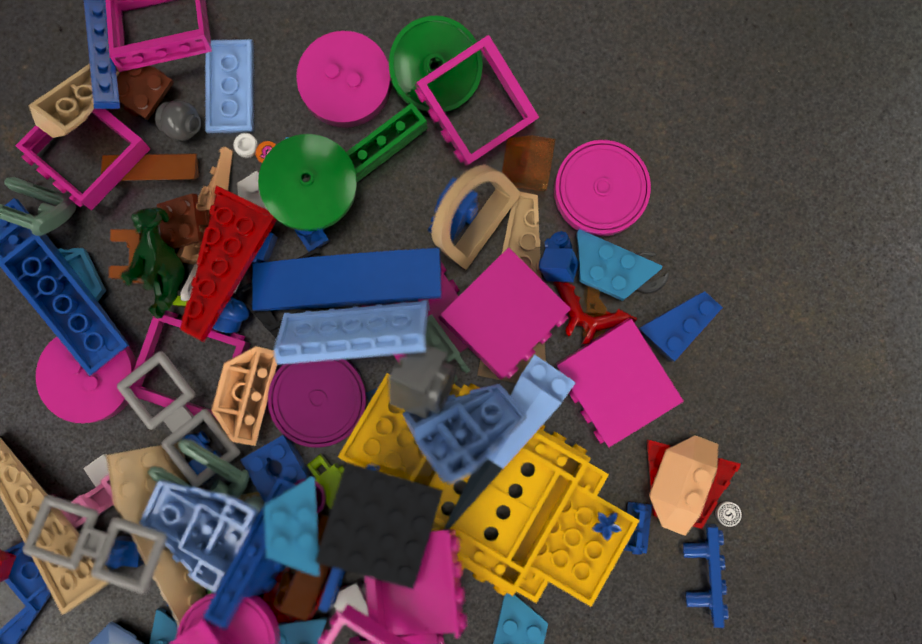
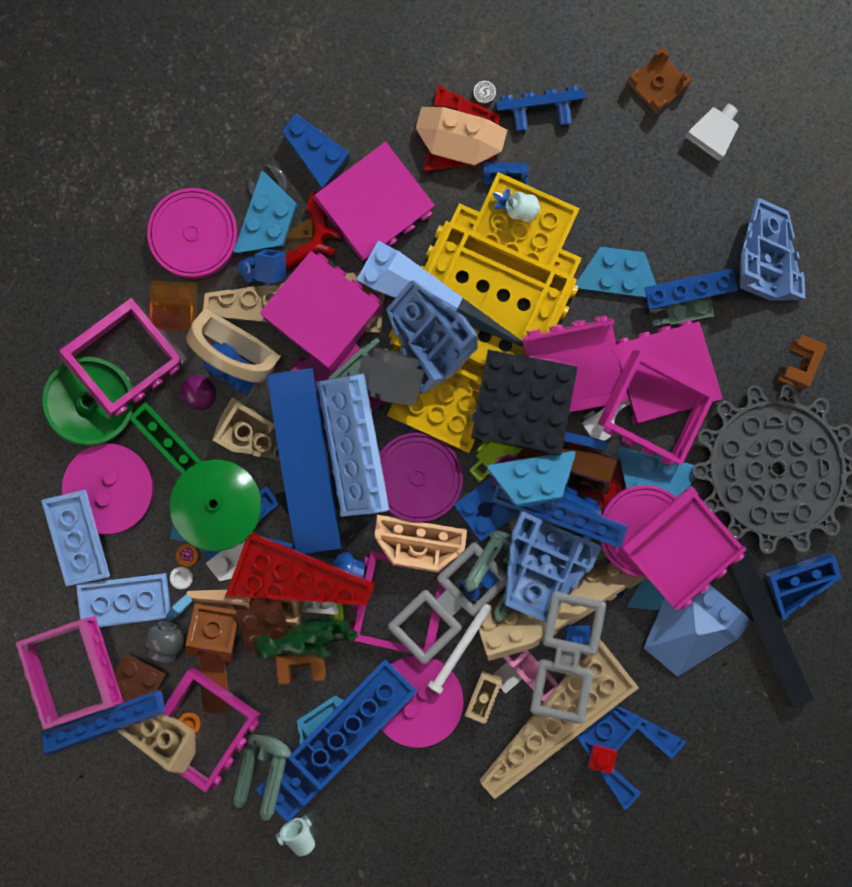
camera: 100 degrees left, 0 degrees up
(78, 445) = (484, 696): none -> tan brick
(93, 396) = (459, 650): none -> white bar
(97, 140) = (191, 720): none -> orange tile
(180, 168) = (212, 631): none -> dark orange panel
(212, 138) = (179, 607): none -> dark azure tile
(296, 40) = (75, 538): none -> light blue tile
(388, 222) = (246, 431): none -> tan wedge
(433, 179) = (198, 392): none -> magenta hair
(598, 545) = (522, 206): none -> light aqua piece

